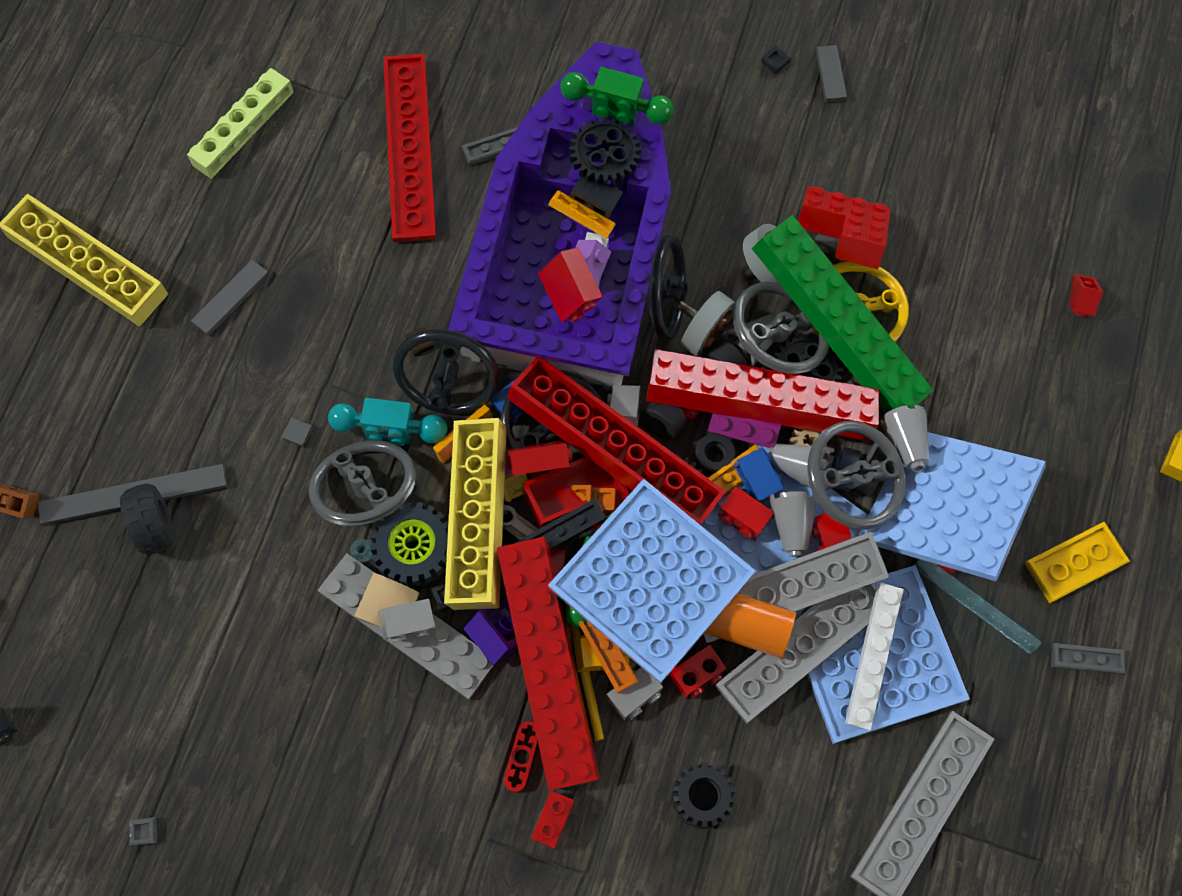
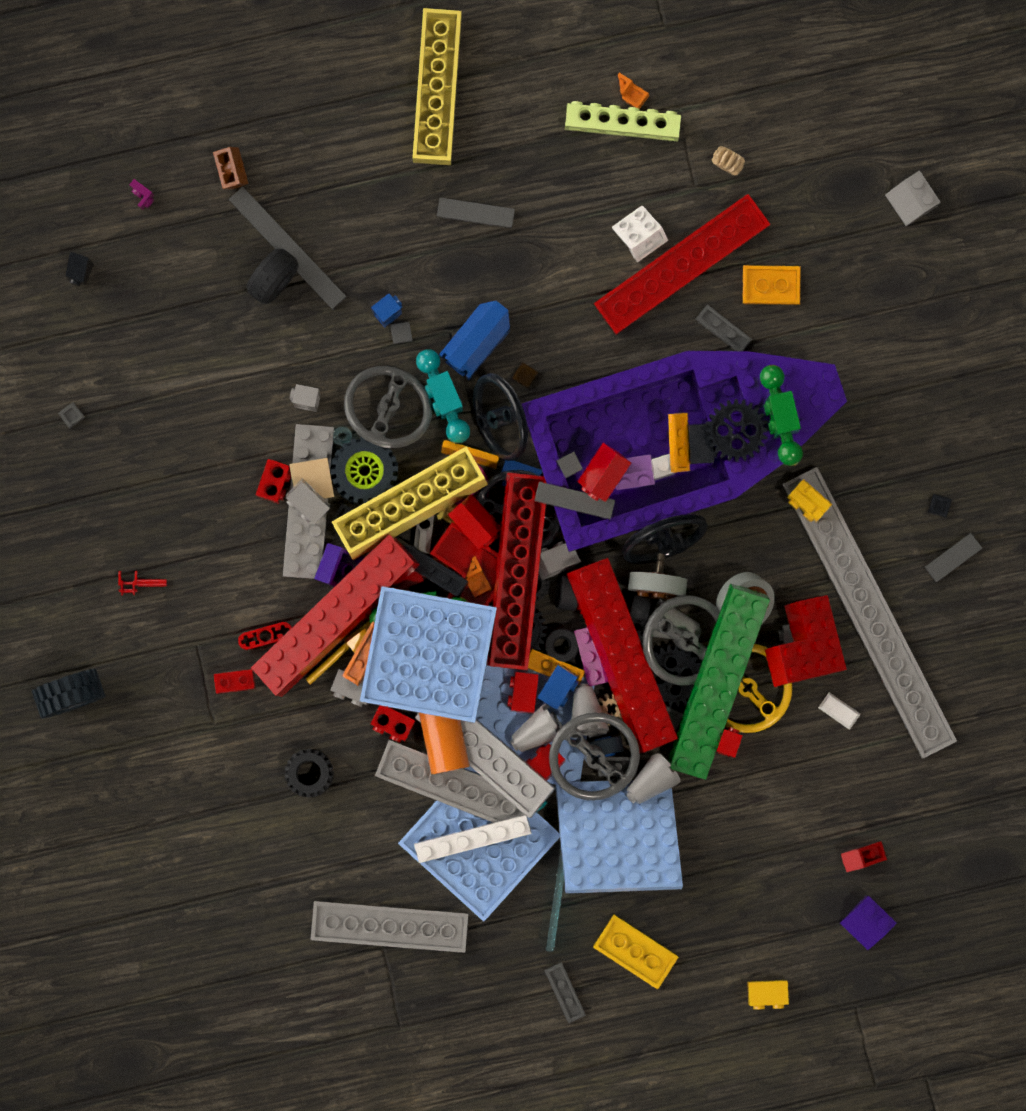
camera: 60 degrees right, 15 degrees up
(219, 104) = (632, 93): none -> orange slope
(263, 427) = (387, 309): none -> blue brick
(296, 560) = (305, 397): none -> light grey brick
(341, 54) = (728, 160): none -> tan gear
(352, 357) = (477, 338): none -> blue brick
(355, 161) = (640, 233): none -> white bracket
(358, 650) = (269, 480): none -> red brick
(376, 865) = (139, 582): none -> red piece
(480, 86) = (771, 285): none -> light orange tile
(540, 319) = (569, 465): none -> dark grey tile
(579, 335) = (573, 500): none -> dark grey tile
(707, 153) = (809, 501): none -> yellow brick
(844, 165) = (875, 623): none -> light grey plate
(911, 344) = (729, 742): none -> red brick
(924, 242) = (839, 710): none -> white tile
(1154, 324) = (868, 922): none -> dark purple slope

